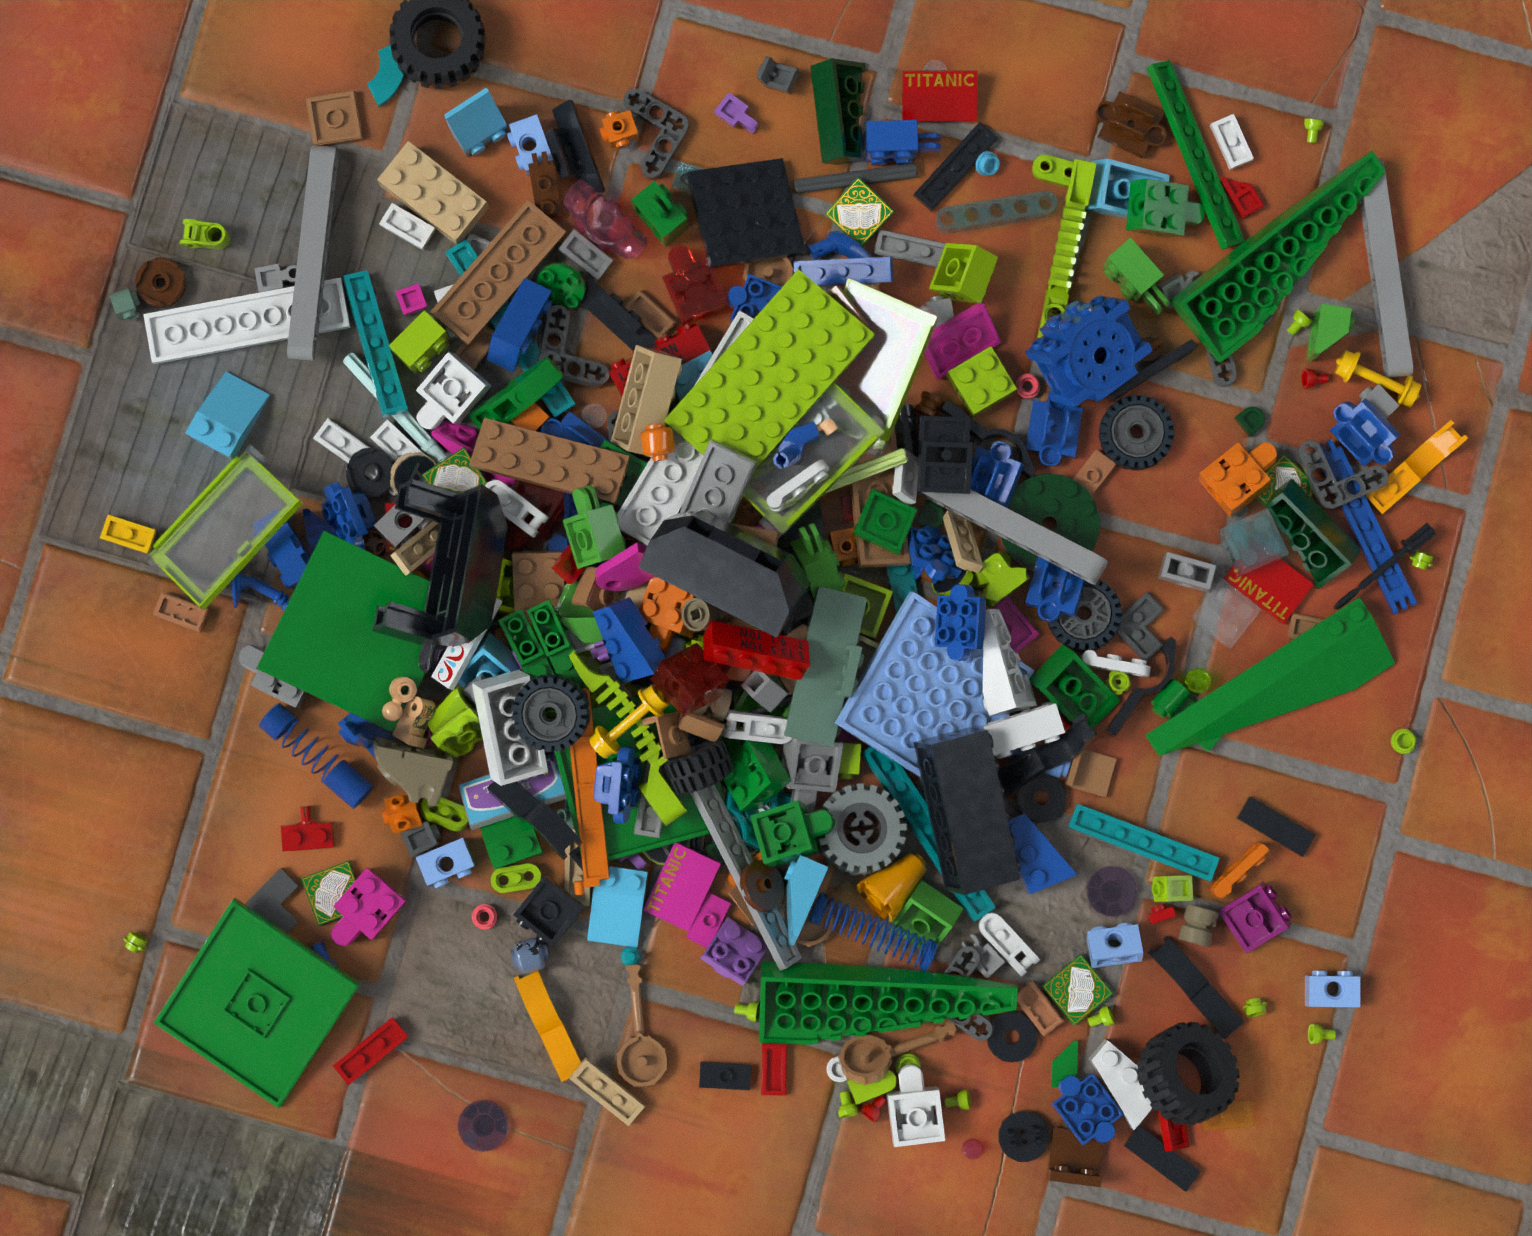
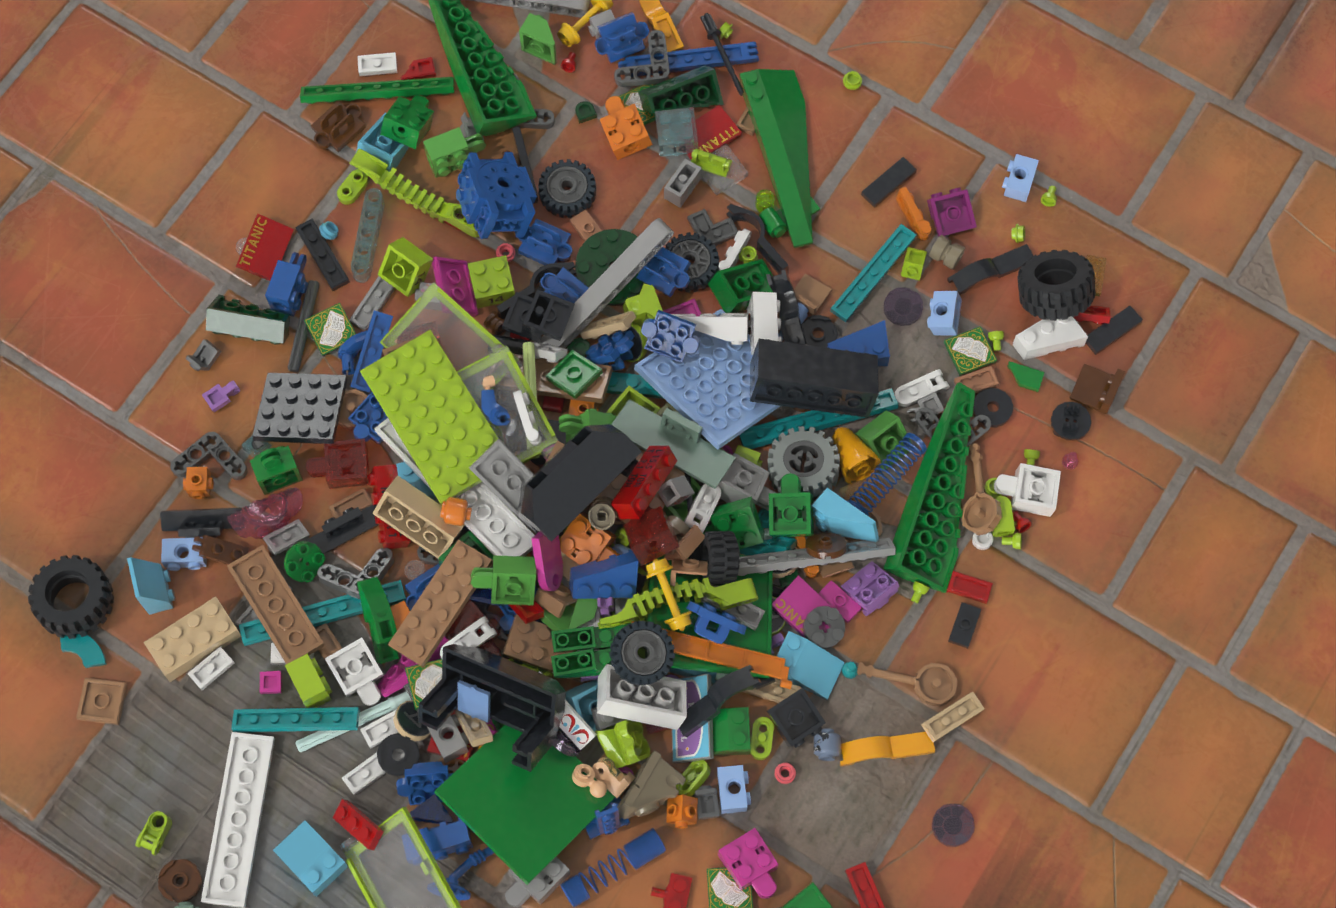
camera: 70 degrees left, 15 degrees down
(272, 277) = (211, 788): light grey plate -> none
(275, 456) = (358, 824): none -> red plate
(312, 253) = (204, 746): light grey beam -> none
(442, 538) = (474, 701): none -> medium blue piece
(519, 324) = (323, 599): blue wedge -> none
(666, 926) = (832, 618): none -> dark grey plate
(1087, 1108) = (1063, 365): blue piece -> none
(1160, 913) = (930, 276): red plate -> none
(1224, 598) = (711, 162): none -> lime hinge
(1300, 321) = (524, 57): lime piece -> none
(1313, 127) = (386, 9): lime piece -> none

